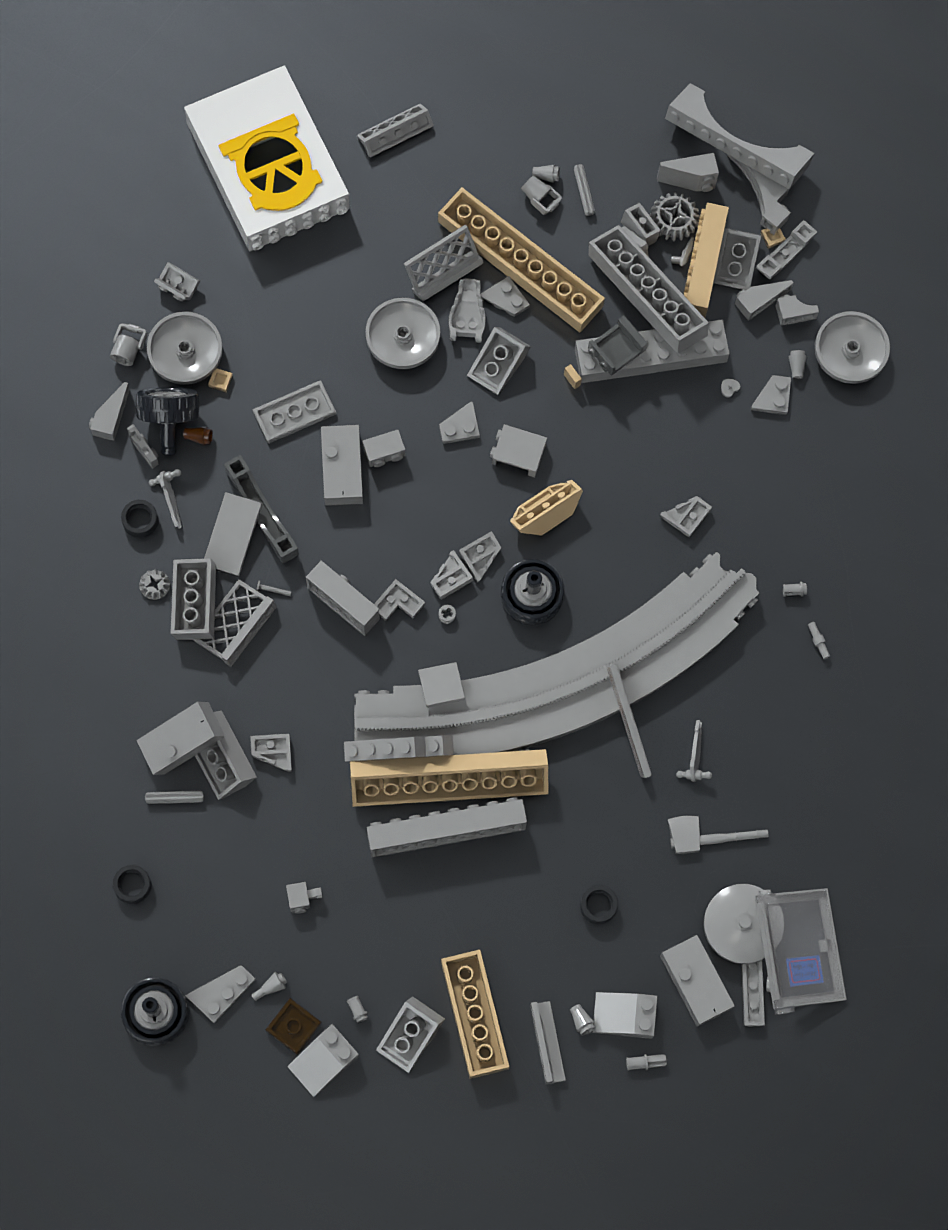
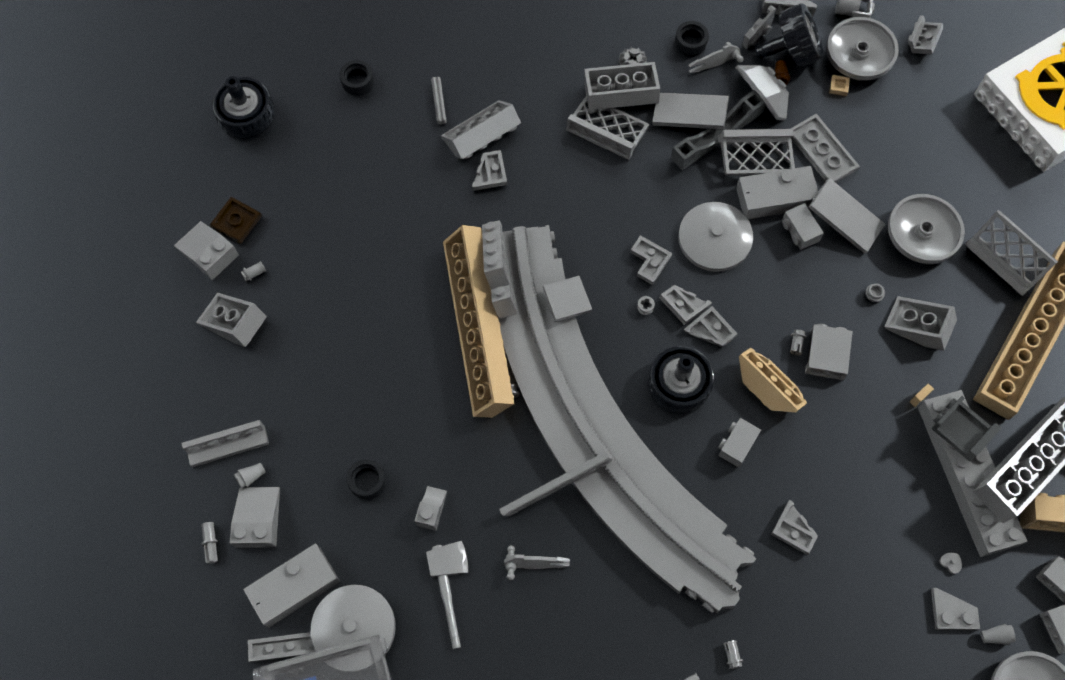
camera: 90 degrees right, 5 degrees down
(180, 738) = (488, 89): light grey brick -> none
(216, 453) = (770, 89): none -> light grey wedge
(220, 994) = (265, 160): light grey wing -> none
(272, 589) = (645, 141): light grey pin -> none
(273, 984) = (273, 199): light grey cone -> none
(277, 478) = (754, 137): none -> light grey fence
(299, 896) = (354, 210): light grey brick -> none
(343, 597) = (643, 206): light grey brick -> none
(378, 404) = (846, 215): none -> light grey tile
(379, 534) = (715, 236): none -> light grey dish
(446, 827) = (429, 324): light grey brick -> none
(460, 425) = (843, 296): light grey wing -> none
(461, 395) = (875, 292): none -> light grey plate
(467, 313) = (962, 286): light grey animal -> none
(474, 1014) = (248, 371): tan brick -> none
(504, 477) = (797, 342): none -> light grey pin
(506, 297) = (991, 323): light grey wing -> none
(601, 548) = (739, 442): none -> light grey brick
(634, 844) = (430, 508): none -> light grey arch

